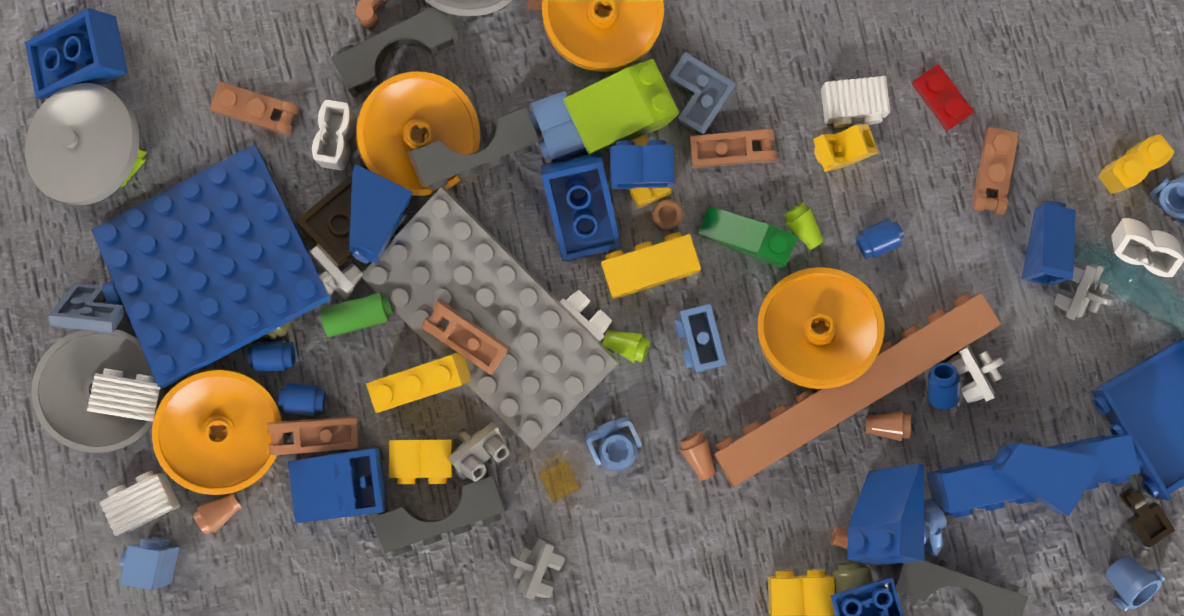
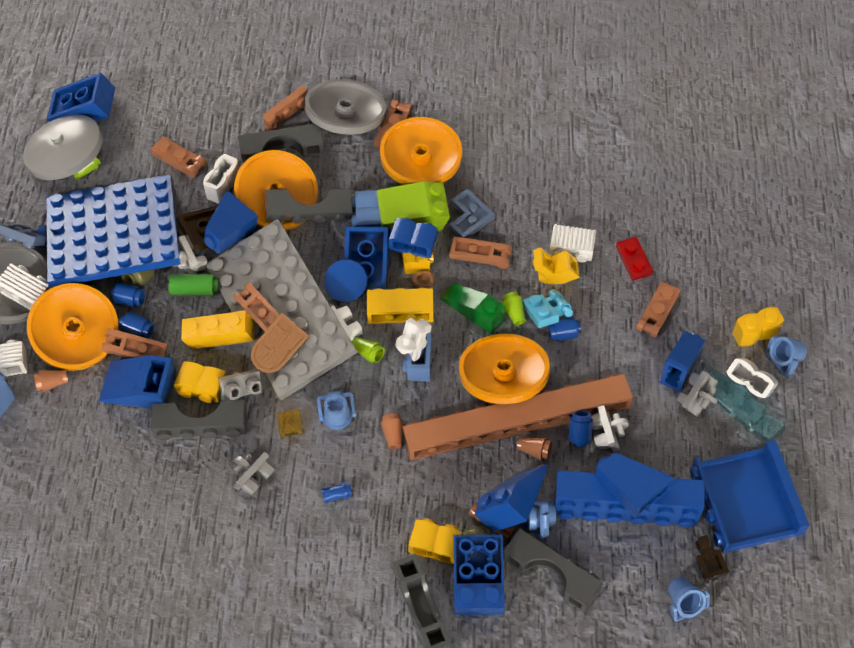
camera: 15 degrees right, 25 degrees down
(510, 385) = (277, 345): none -> medium nougat window
(565, 250) = (346, 281): none -> blue tile
(654, 563) = (337, 492): none -> blue pin
(698, 339) = (413, 338): none -> white hips
(843, 223) = (547, 310): none -> medium azure plate

